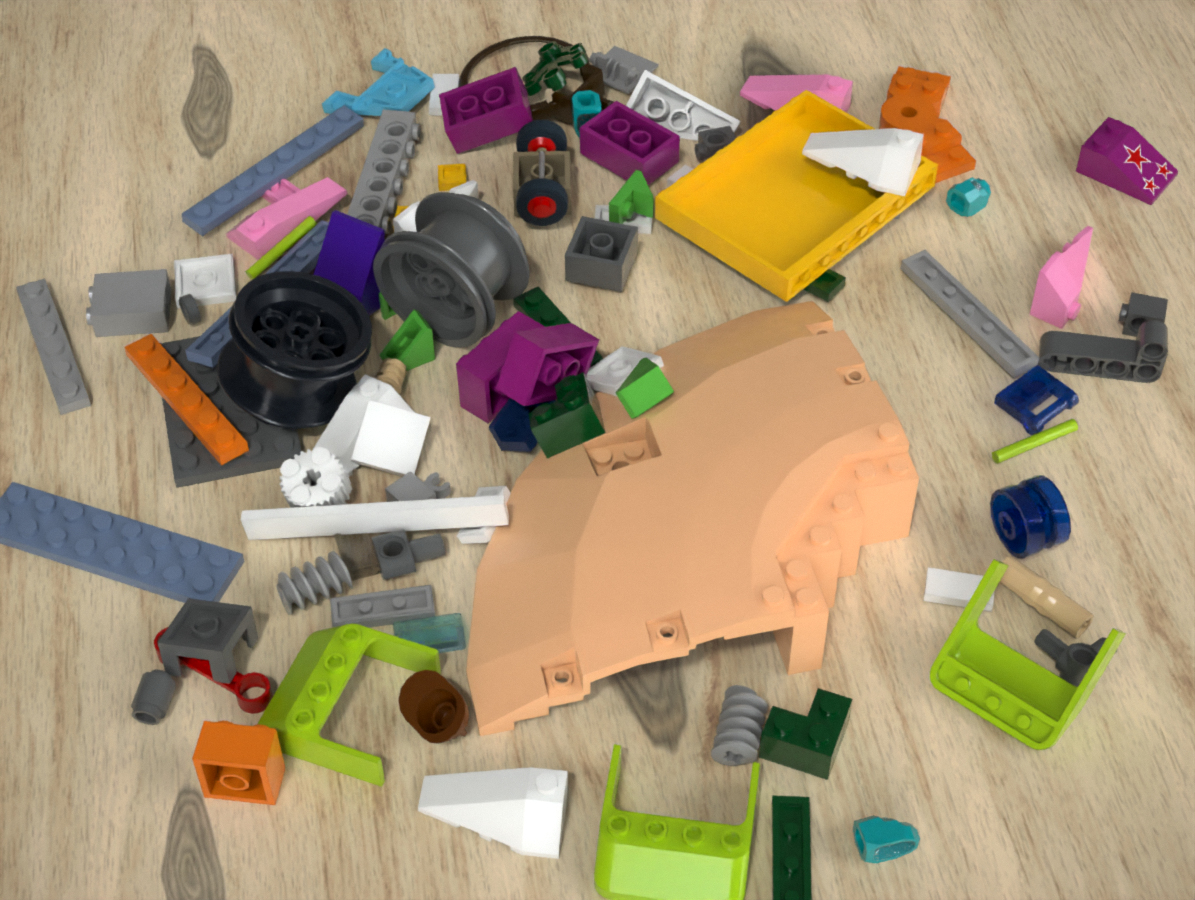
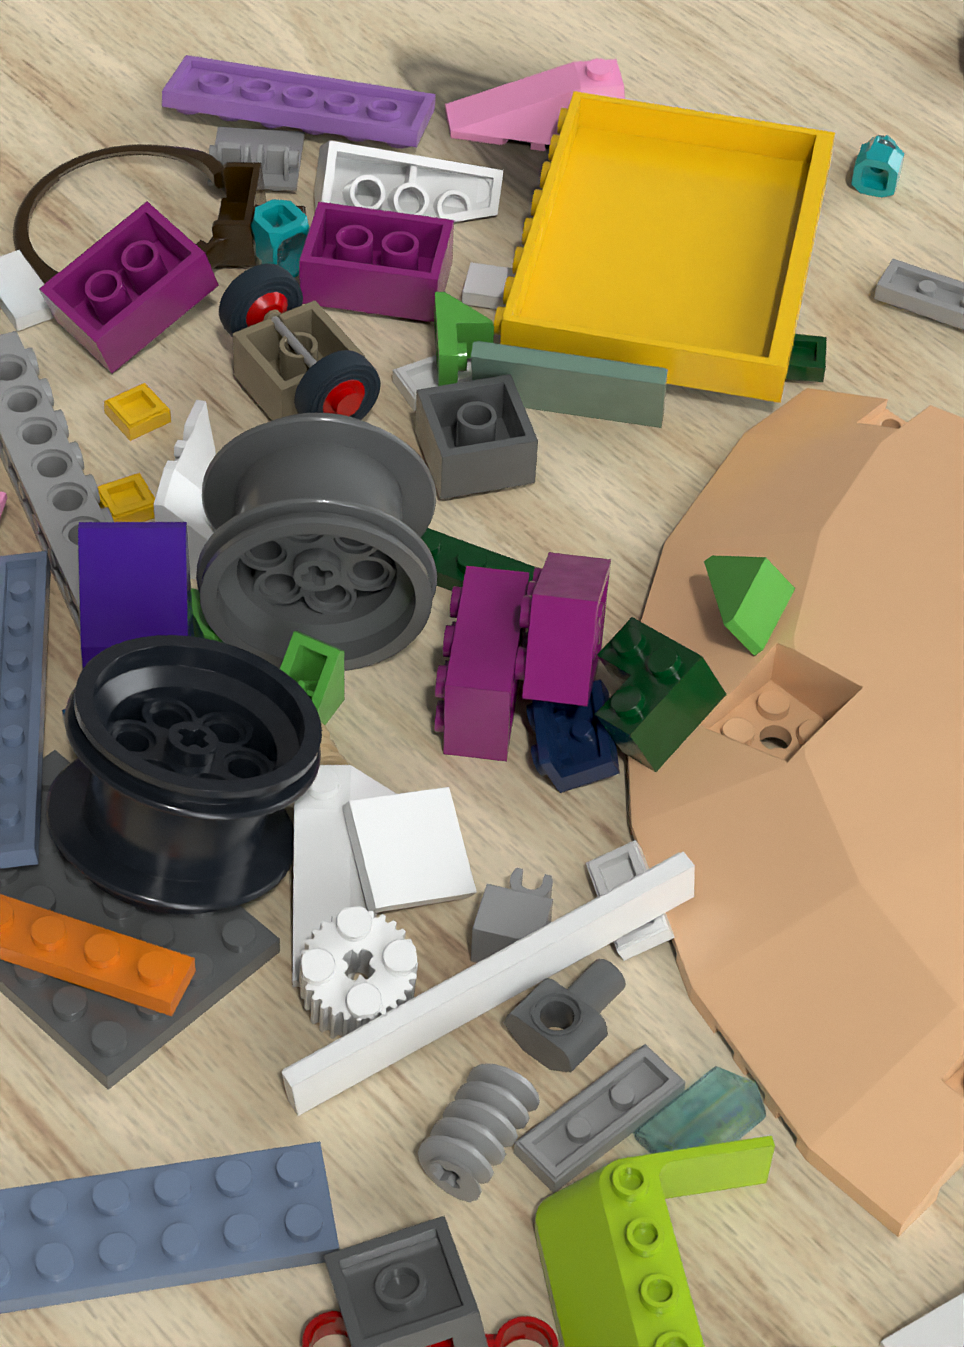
camera: 35 degrees left, 0 degrees up
(357, 555) = (488, 1042): clear smoke tile -> none
(433, 707) = (829, 1227): reddish brown piece -> none
(548, 66) = (142, 169): dark green plant -> none
(615, 368) = (654, 591): white tile -> none
(667, 46) = (299, 101): none -> medium lavender plate
(673, 246) = (577, 383): none -> sand green tile
(713, 140) = (496, 220): dark grey brick -> none
(877, 155) = (763, 145): white wedge -> none
(915, 105) = (705, 73): orange plate -> none

